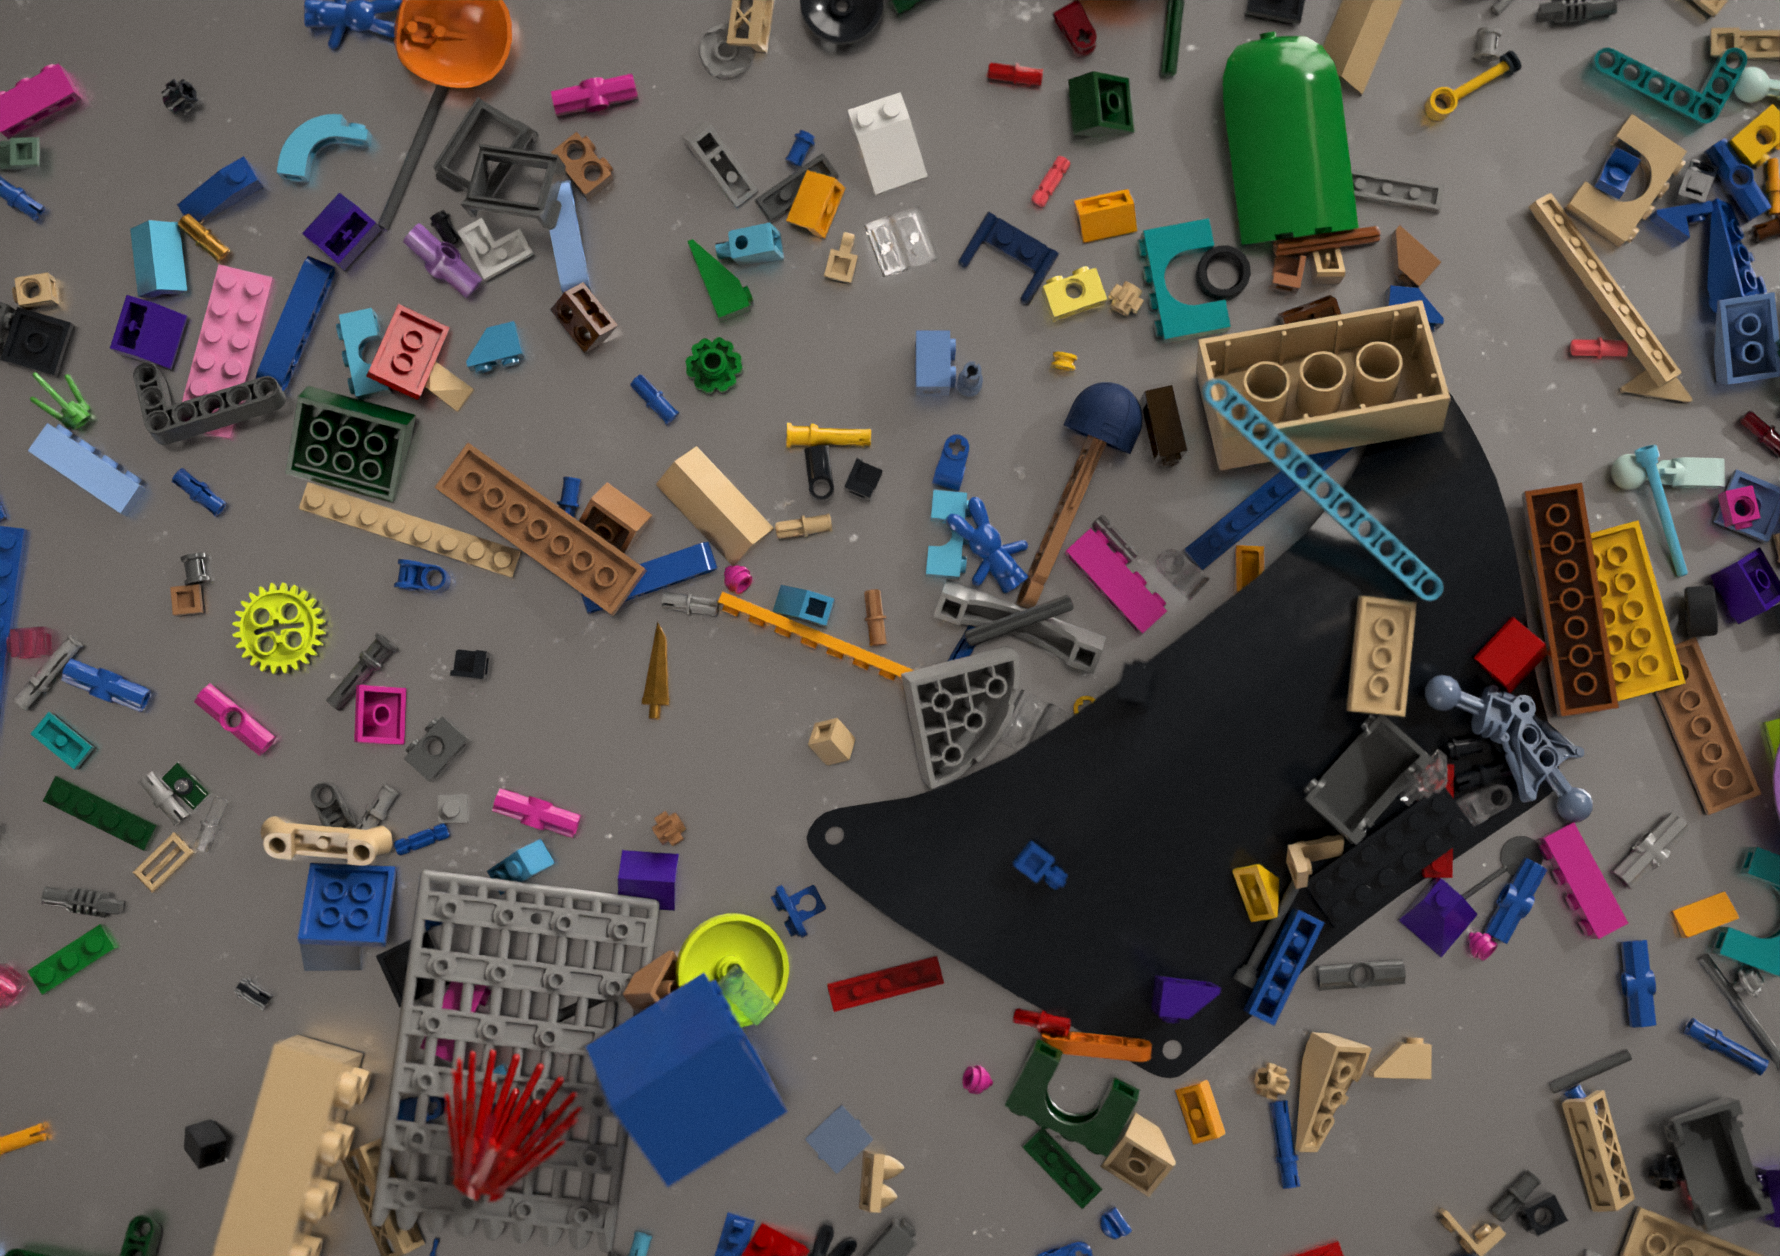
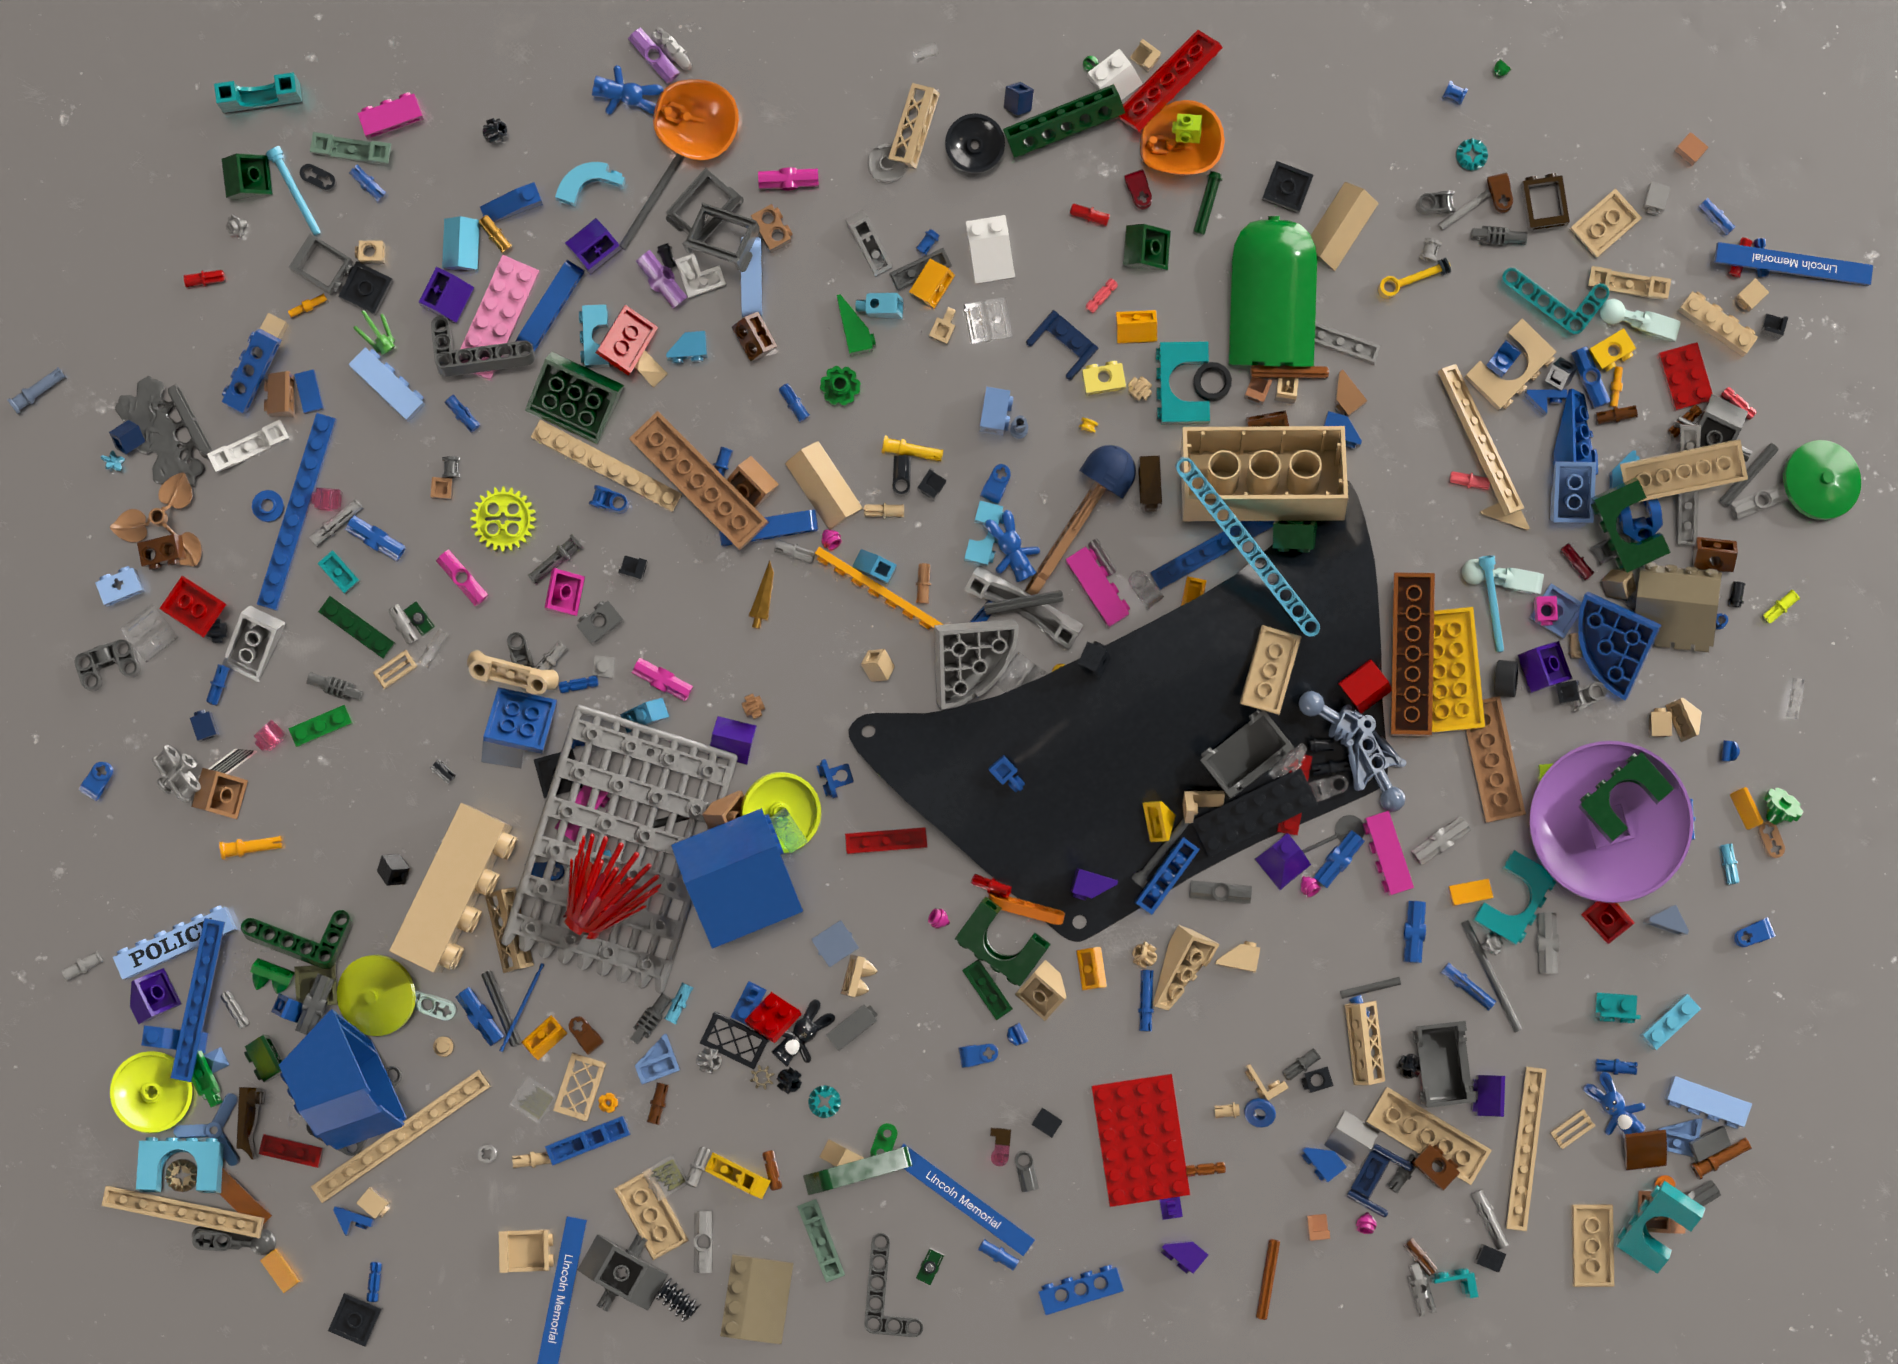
camera: 10 degrees right, 0 degrees up
(1378, 463) = (1294, 535): none -> dark green slope

